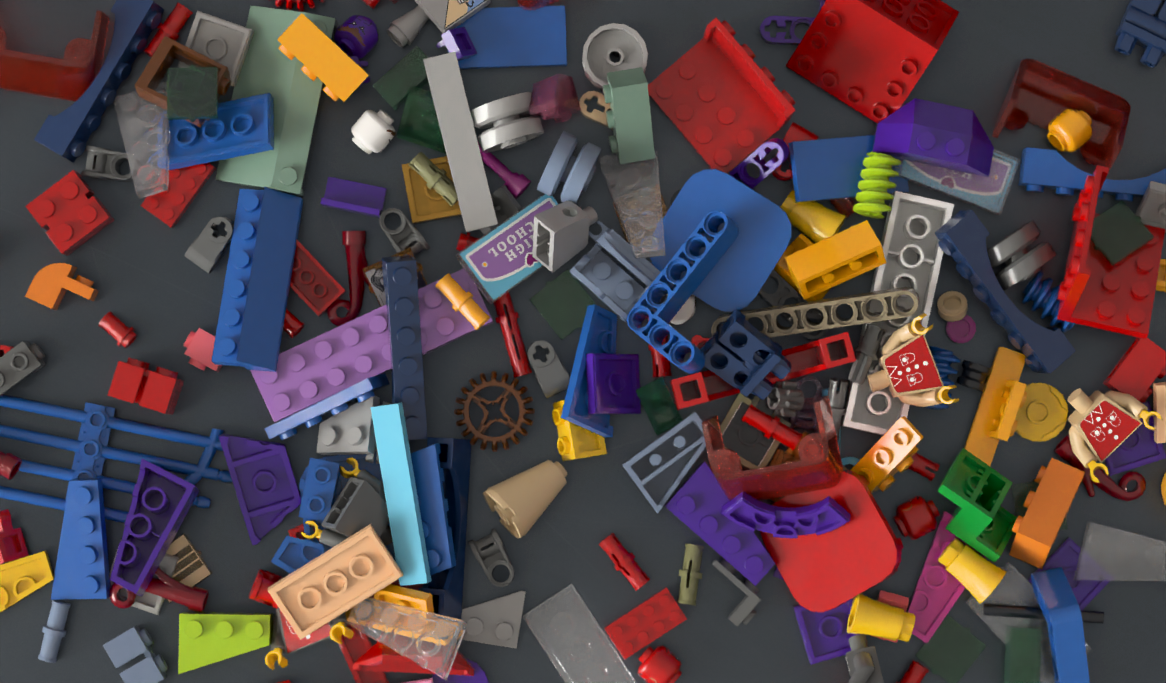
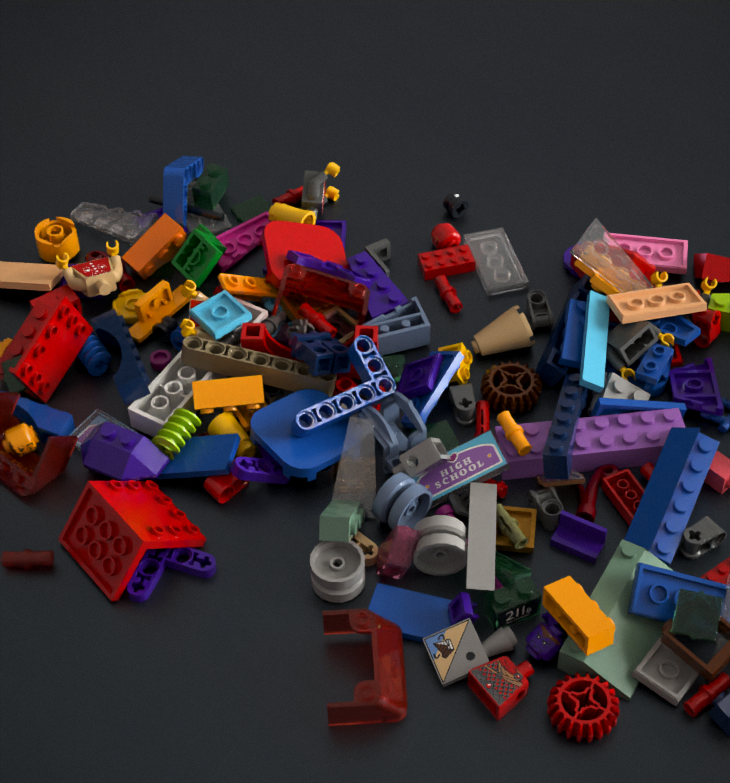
camera: 155 degrees left, 40 degrees down
(373, 131) = (548, 572): white head -> none
(495, 621) = (552, 284): light grey wing -> none
(691, 574) = (407, 275): olive pin -> none
(721, 98) = (265, 524): red bracket -> none
(890, 366) = (220, 314): none -> medium azure tile
(916, 517) = (243, 266): red head -> none
(952, 306) = (157, 366): tan tile -> none
(971, 569) = (219, 225): yellow plant -> none
(1017, 255) = (95, 373): dark grey wheel -> none

